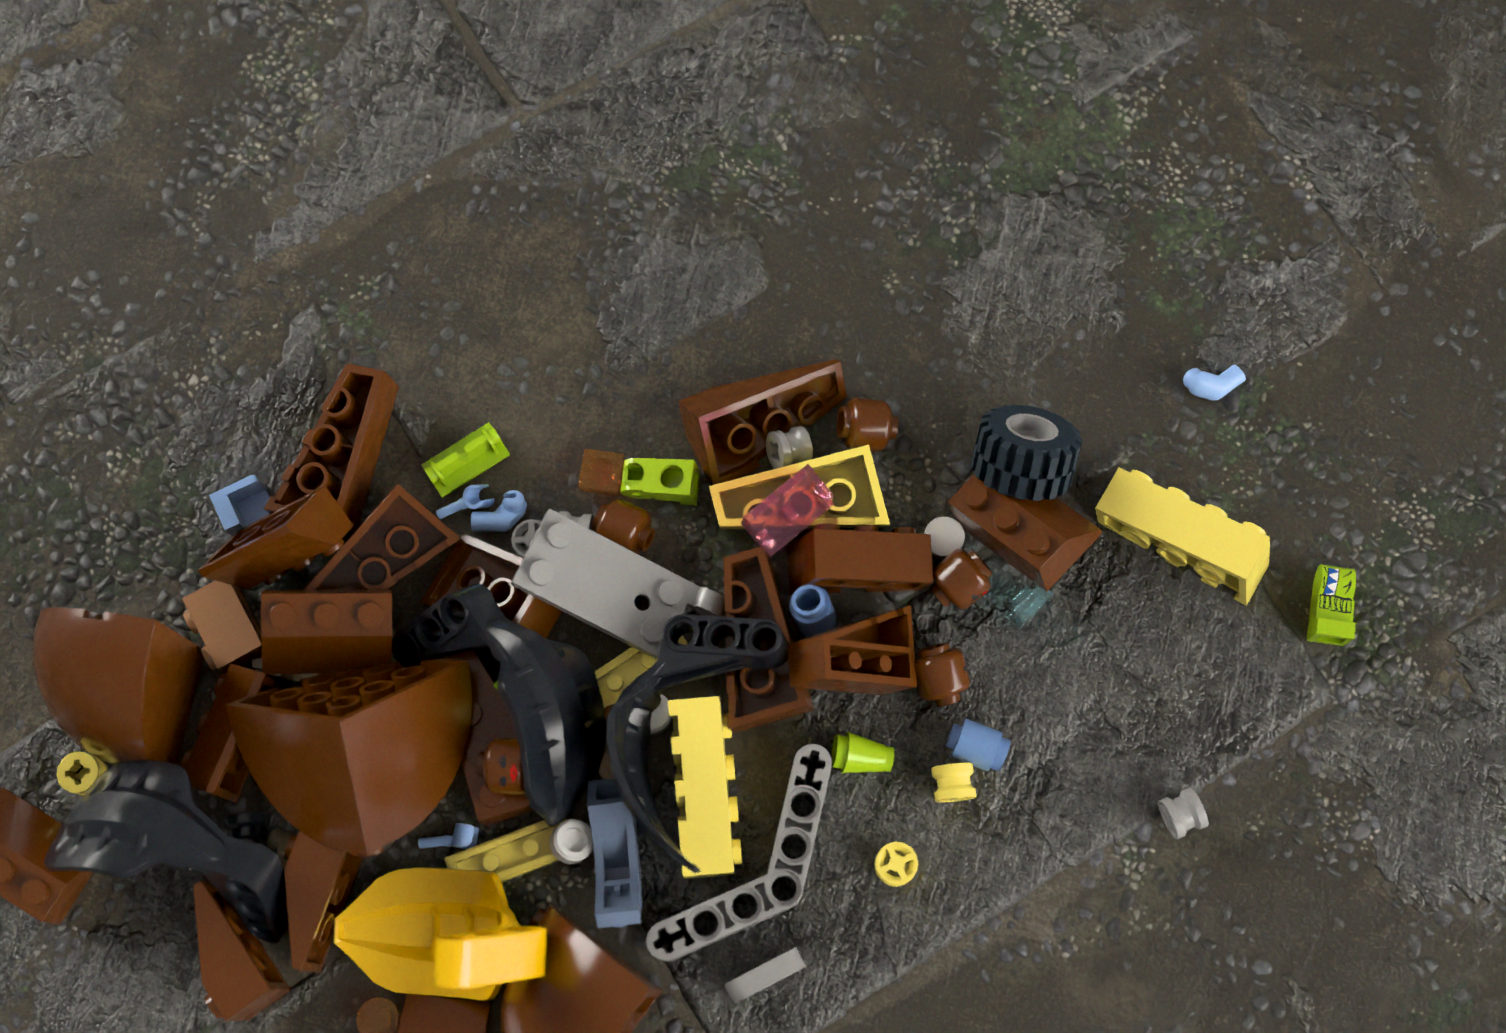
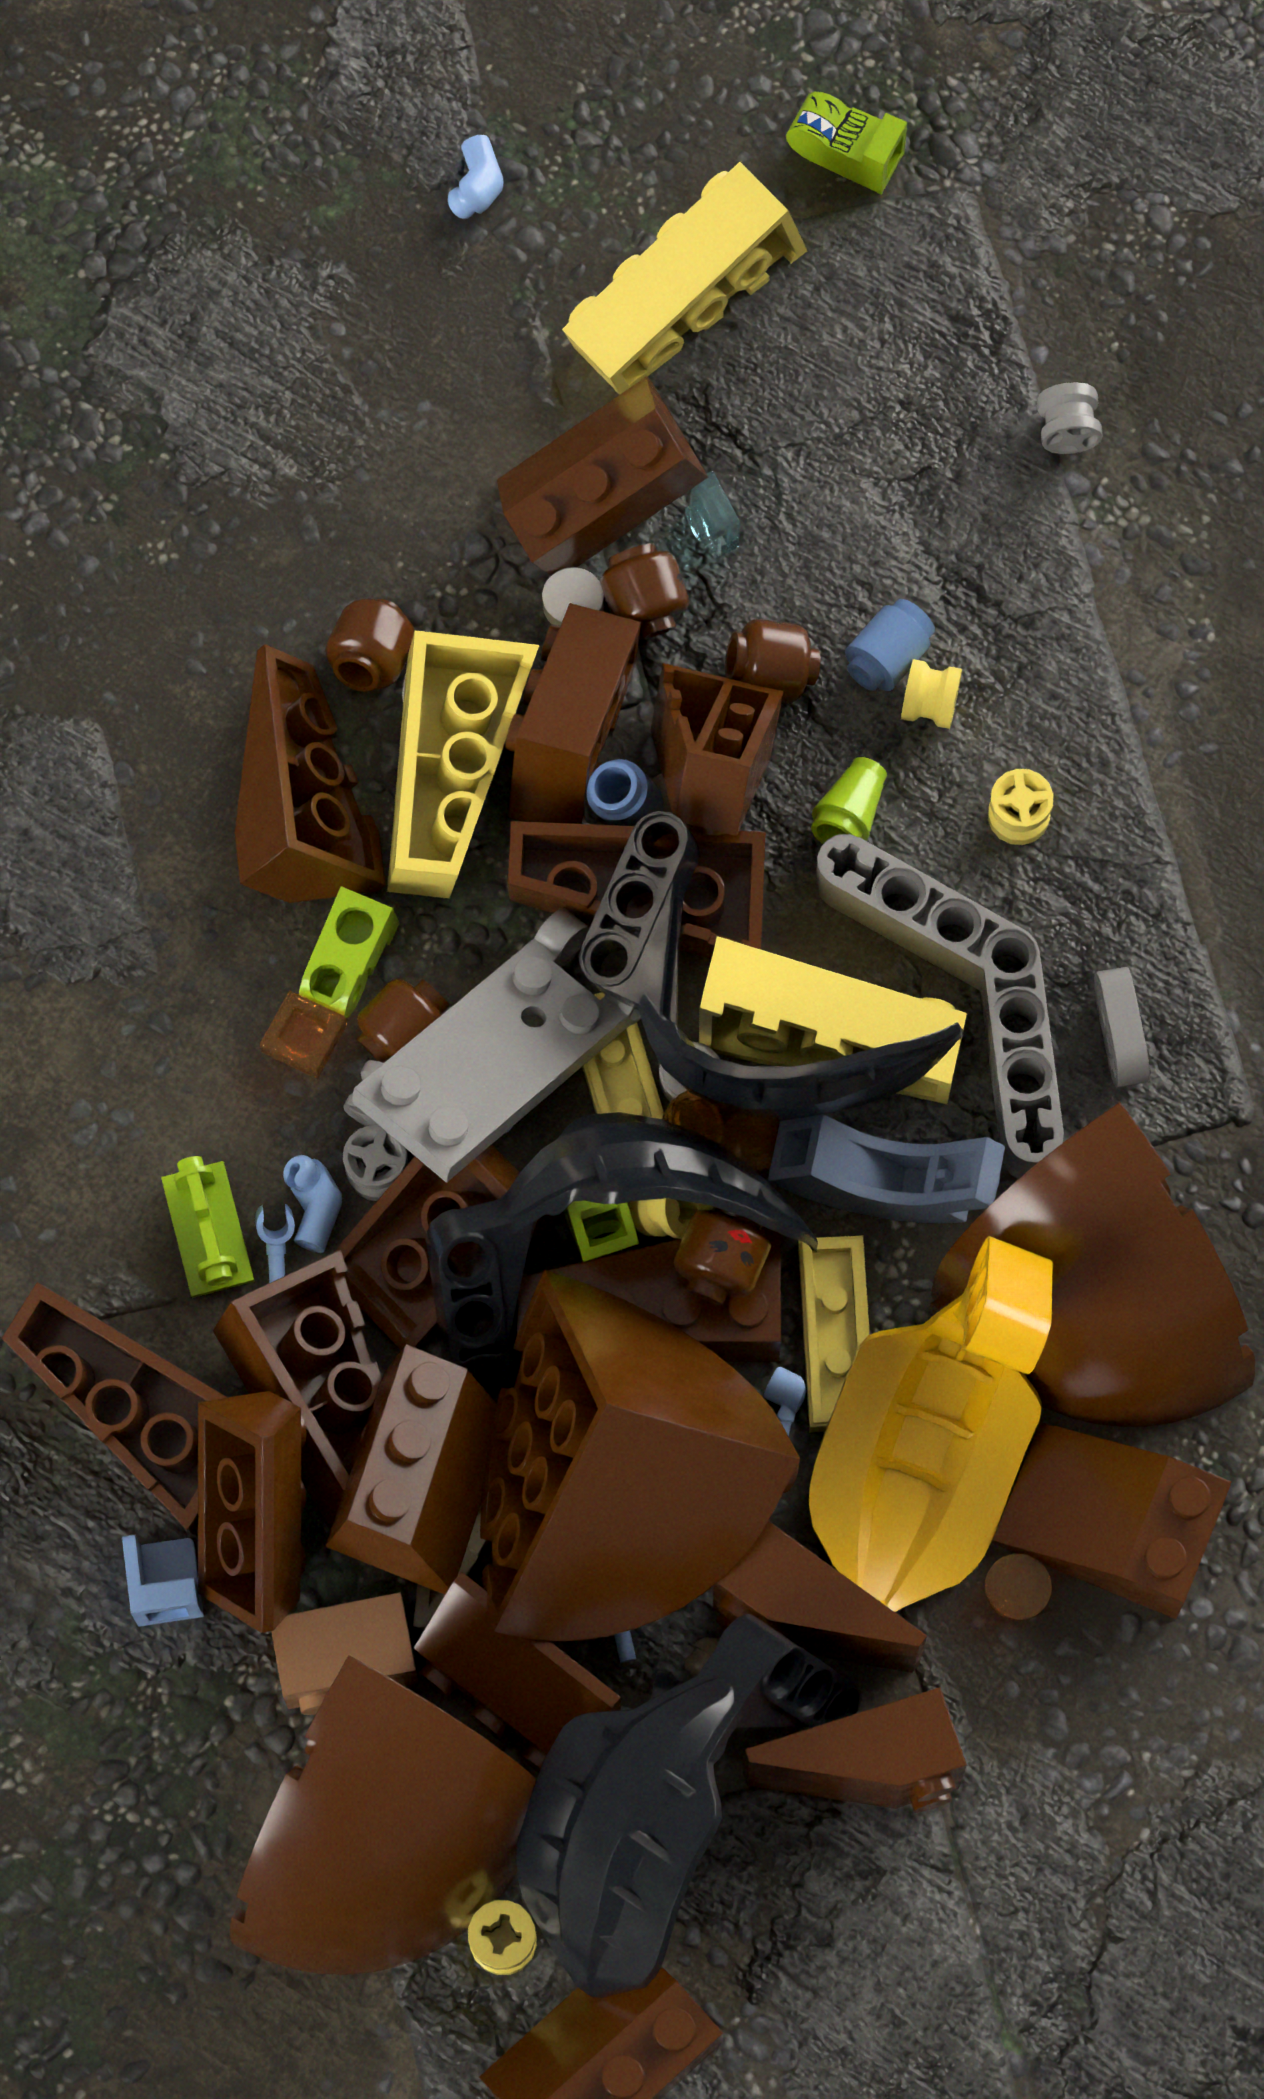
camera: 75 degrees left, 5 degrees down
(571, 841) = (847, 1232): white tile -> none
(788, 447) = (367, 758): light grey wheel -> none
(788, 510) = (474, 763): clear pink hinge -> none
(1026, 452) = (499, 435): black wheel -> none

